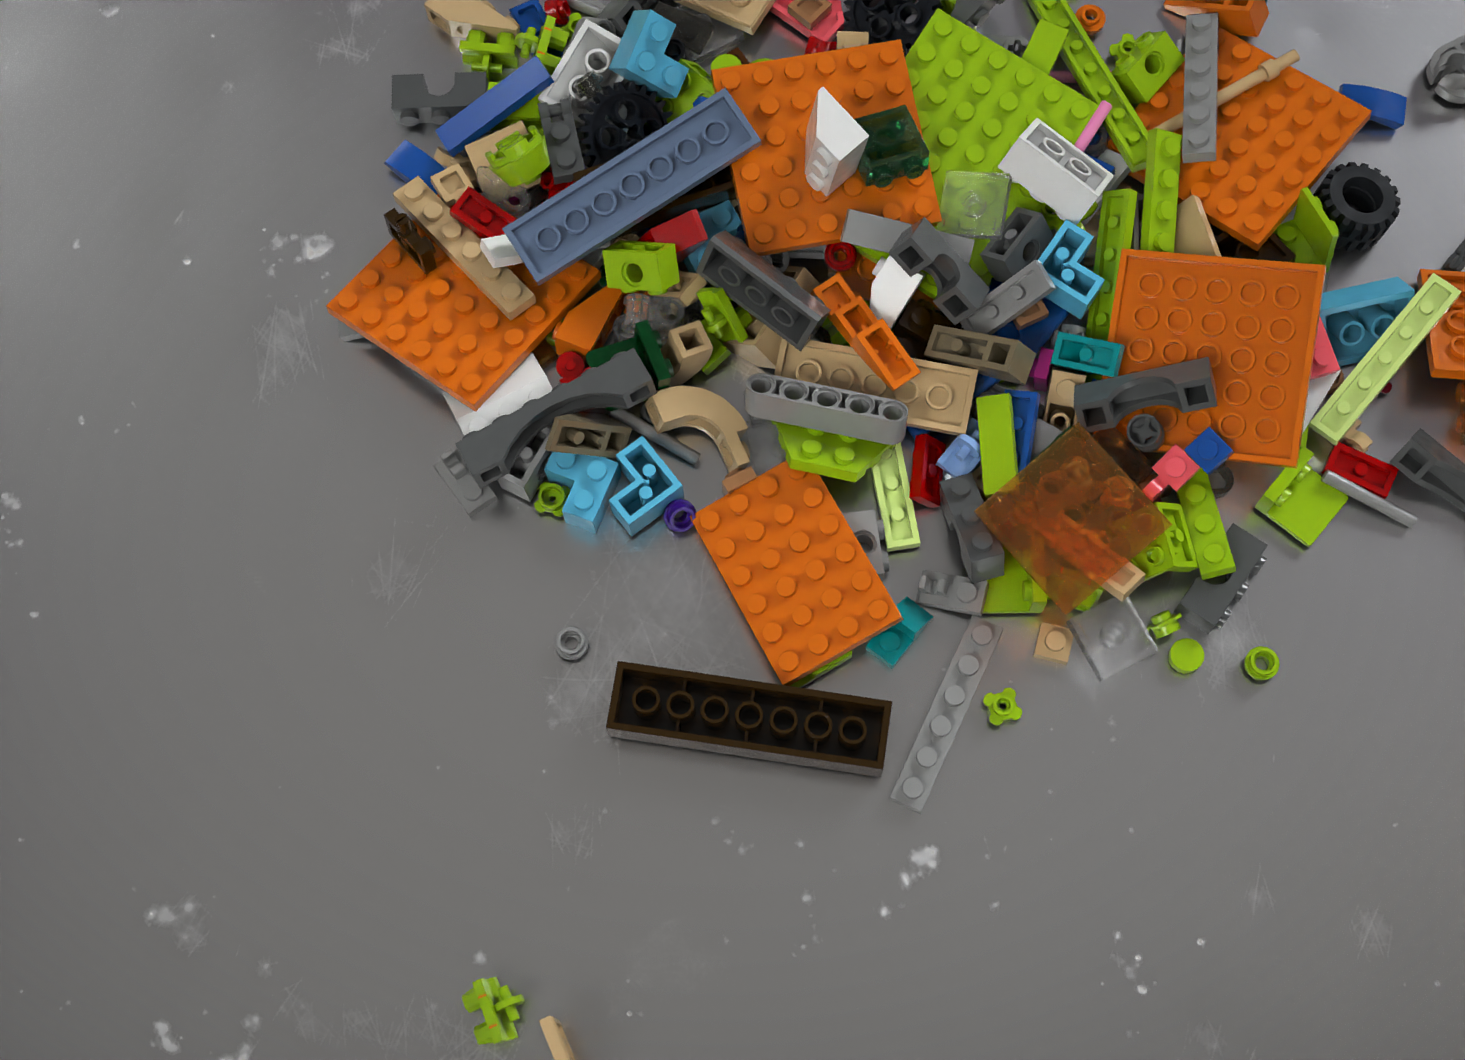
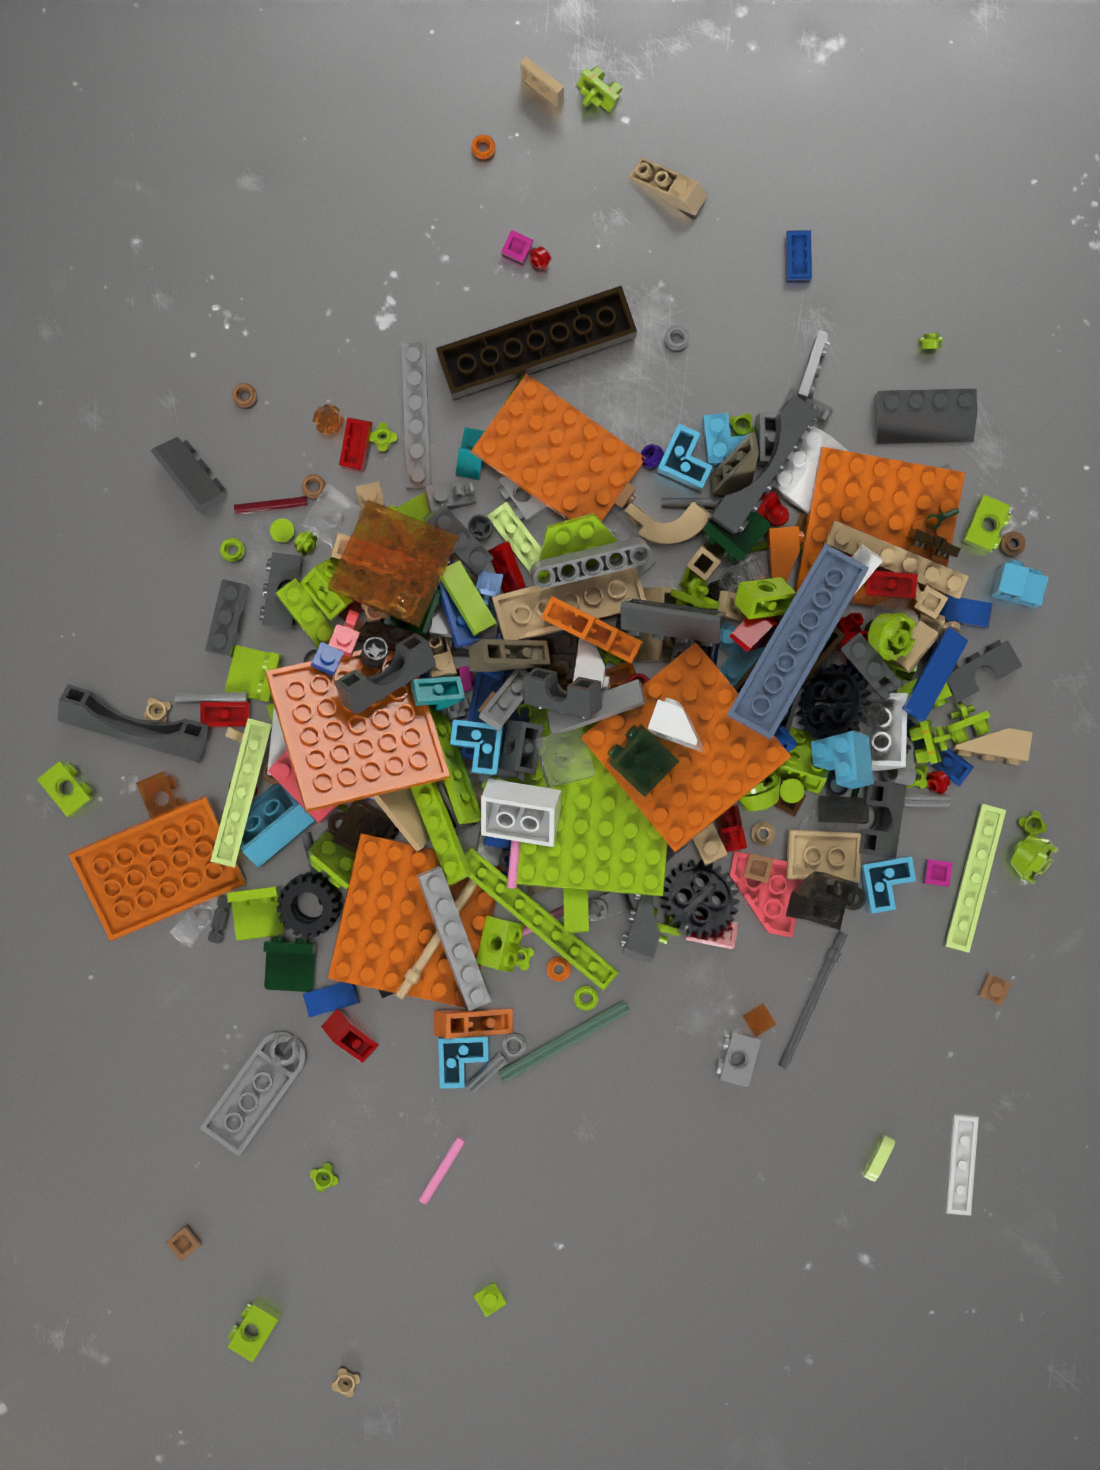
camera: 155 degrees right, 15 degrees up
(271, 482) = (931, 340): none -> lime plate
(324, 223) = (1005, 543): none -> medium nougat plate
(330, 402) = (925, 416): none -> dark grey slope
(333, 264) = (975, 533): none -> lime brick
(344, 164) = (1019, 584): none -> medium azure brick
(365, 665) = (799, 255): none -> blue plate
(392, 260) = (941, 517): none -> dark green hand
(430, 516) = (813, 366): none -> light grey plate
(475, 837) = (669, 185): none -> tan slope
(671, 1016) = (479, 140): none -> orange plate
(687, 828) = (540, 258): none -> red plate
(708, 859) = (517, 246): none -> dark pink plate
(782, 41) = (755, 833): none -> tan plate
(935, 526) = (478, 524): none -> dark grey wheel
(1041, 714) = (355, 443): none -> red plate
(1063, 760) = (328, 419): none -> clear orange gear
(1125, 681) = (308, 480): none -> medium nougat plate
(1165, 843) = (239, 389): none -> medium nougat plate
(1186, 695) = (270, 505): none -> dark red bar
(1280, 777) = (189, 474): none -> dark grey slope
(1307, 579) = (224, 625): none -> dark grey arch
(1370, 56) = (349, 1036): none -> red slope
(1407, 160) = (289, 964): none -> dark green bracket
(1421, 235) = (256, 913): none -> lime bracket
(1451, 511) = (153, 704): none -> tan plate

